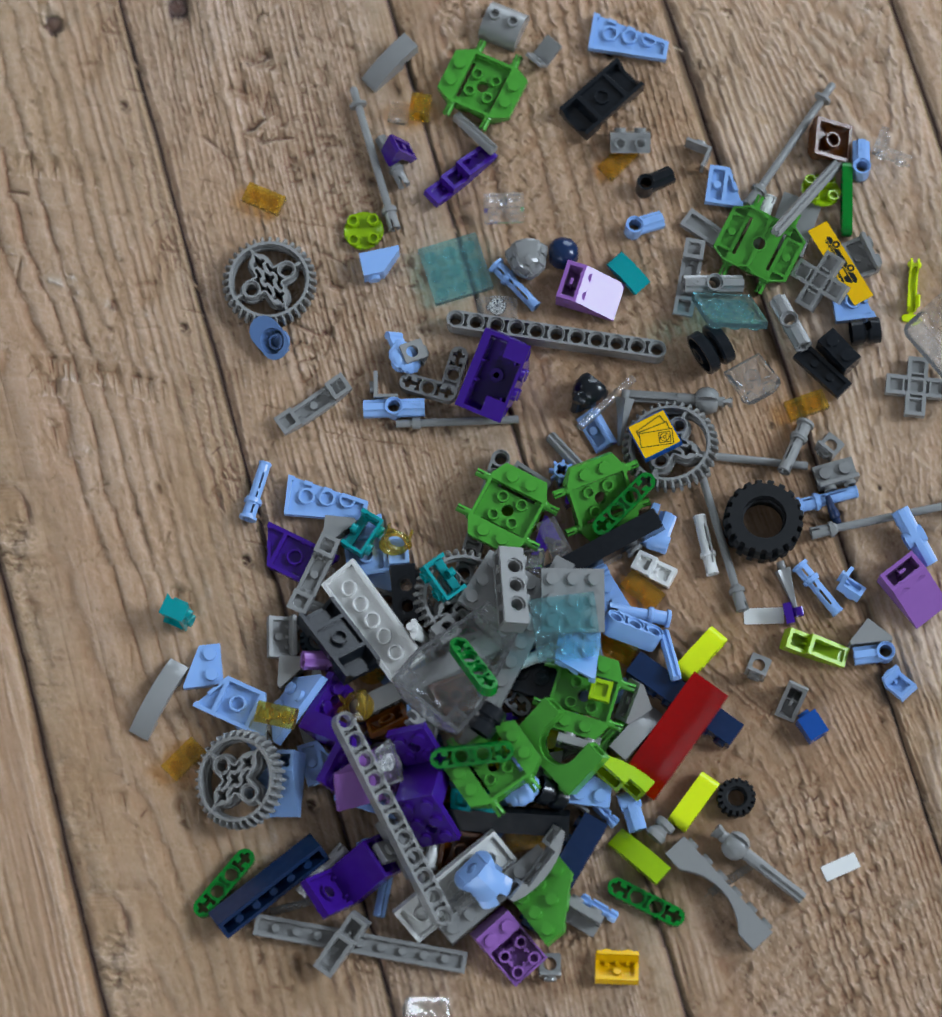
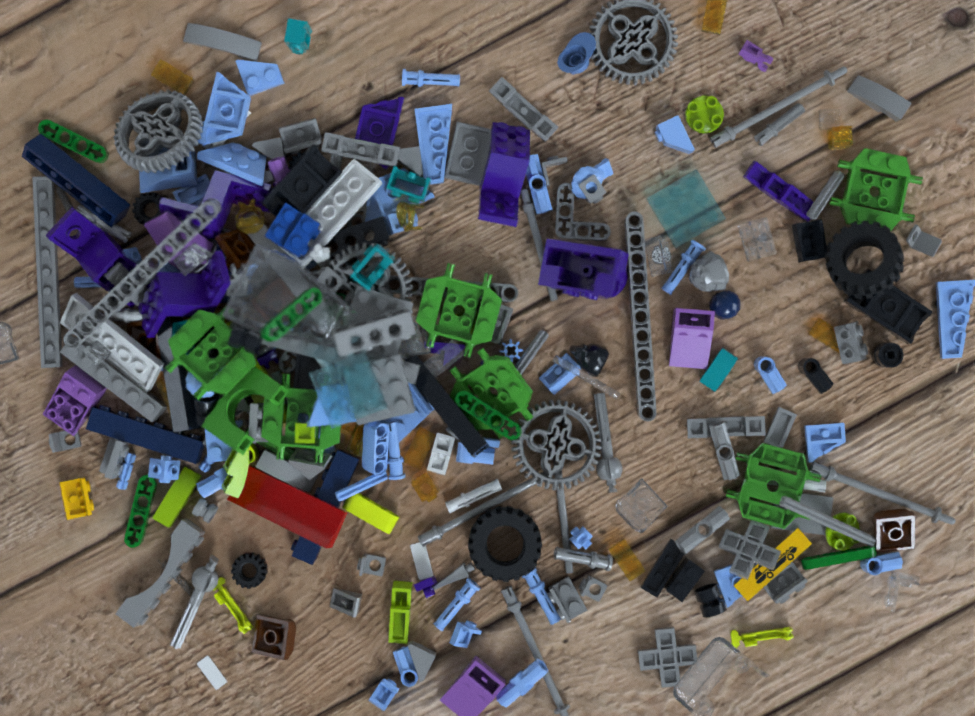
camera: 75 degrees right, 15 degrees up
(276, 715) = (218, 148): clear yellow plate -> none
(310, 805) = (140, 204): none -> black tyre
(313, 171) = (754, 54): none -> medium lavender plate
(342, 943) = (39, 257): light grey slope -> none
(344, 470) = (468, 154): none -> light grey tile
(376, 433) = (504, 174): none -> dark purple bracket
(384, 654) = (292, 231): none -> blue plate
(396, 150) = (790, 125): dark purple slope -> none
(472, 758) = (215, 330): green beam -> none
(483, 879) = (112, 363): light blue piece -> none
(503, 26) = (942, 196): light grey brick -> none
(517, 156) = (809, 240): none -> black bracket
(525, 107) = (859, 236): none -> black tyre
(542, 867) = (117, 402): light grey slope -> none
(549, 903) = (113, 425): bright green plate -> none
(605, 861) = (164, 468): none -> light blue brick
(623, 406) = (586, 393): light grey piece -> none
(650, 109) = (887, 355): none -> black wheel
(654, 435) = (560, 429): yellow tile -> none
(681, 599) = (425, 478): none -> clear yellow brick
(693, 802) = (236, 534): neon yellow beam -> none
(700, 147) = (861, 409): light grey bracket -> none
(711, 348) = (659, 462): black wheel -> none
(729, 311) = (697, 472): clear light blue plate -> none
(760, 829) = (224, 596): none -> neon yellow piece
(773, 445) = (580, 537): none -> light blue gear
(811, 725) = (328, 624): blue brick -> none
(813, 787) = (274, 637): none -> reddish brown slope
(833, 512) = (530, 604): dark blue piece -> none

